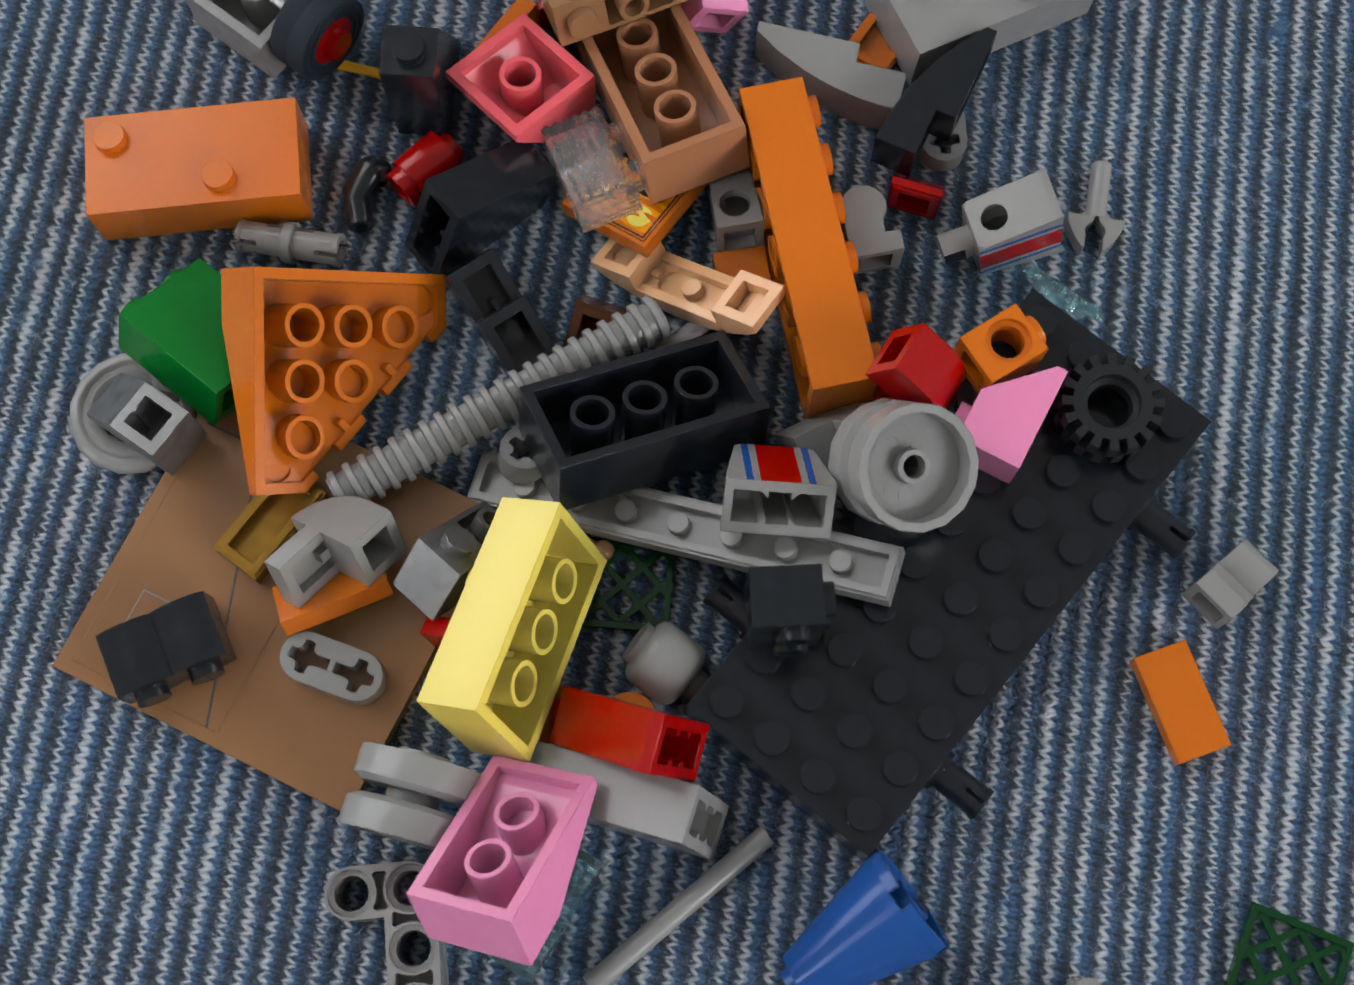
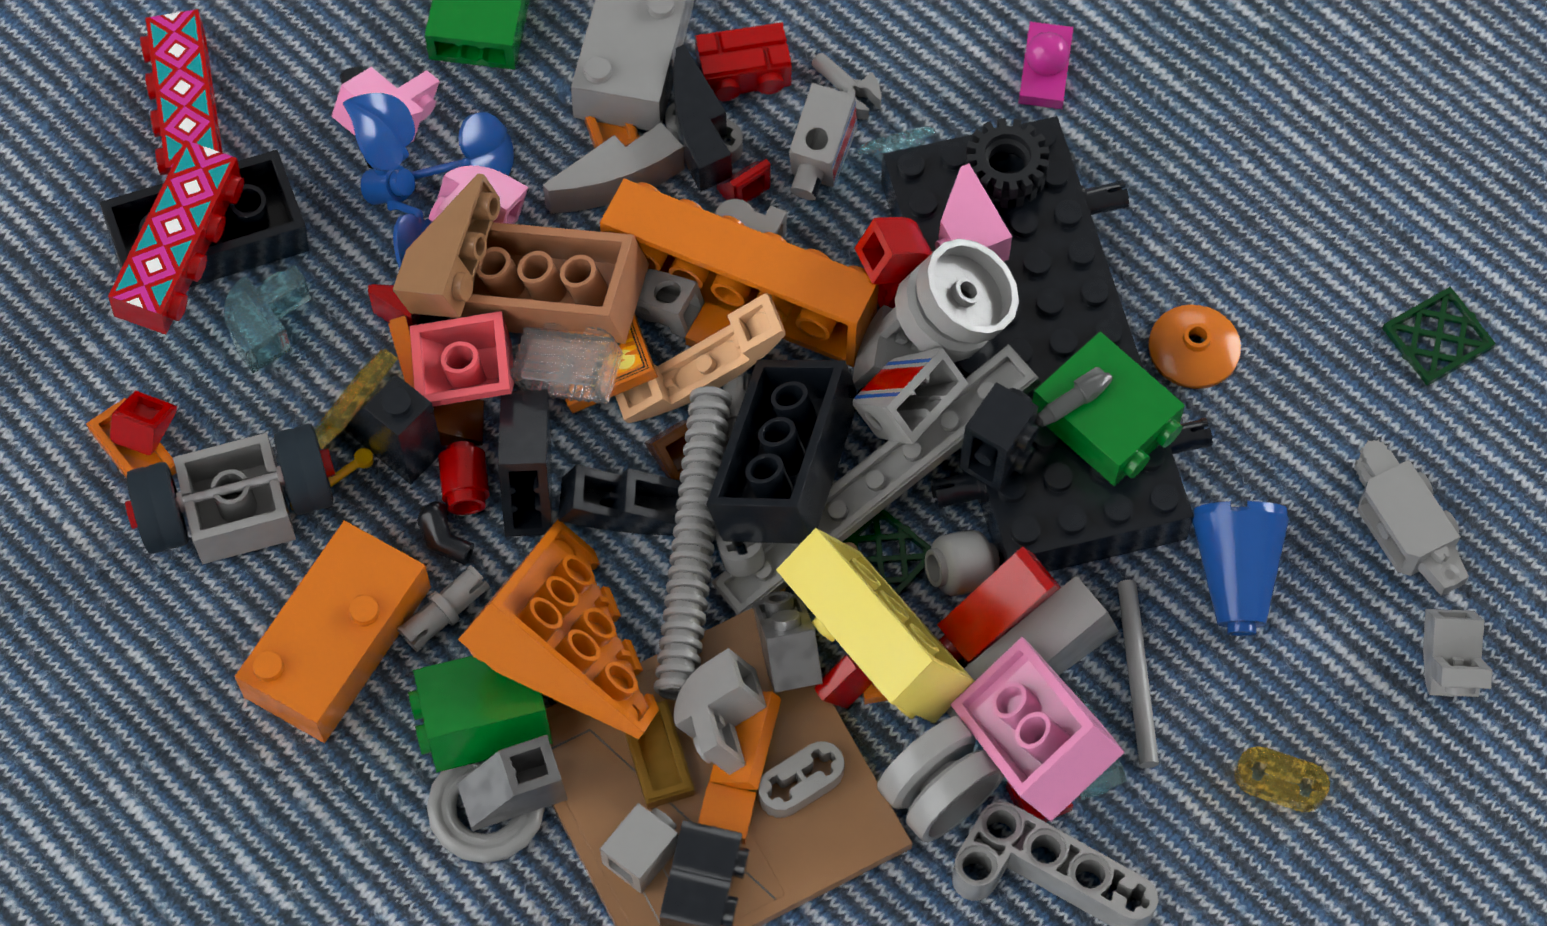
camera: 55 degrees left, 10 degrees down
(160, 570) = (640, 846): none -> light grey brick
(252, 625) = (728, 808): none -> orange tile
(448, 16) = (354, 396): none -> clear yellow tile
(475, 127) = (460, 422): none -> reddish brown slope
(897, 657) = (1085, 390): none -> dark grey piece
(909, 694) = (1123, 421): none -> green brick
(1011, 326) = (923, 177): orange brick -> none
(1039, 101) = (745, 60): none -> red brick
(1057, 743) = (1189, 362): none -> orange dish
(1180, 702) = (1223, 274): orange tile -> none
(1230, 584) = (1169, 186): light grey leg -> none
(1272, 374) = (1045, 65): none -> dark pink tile

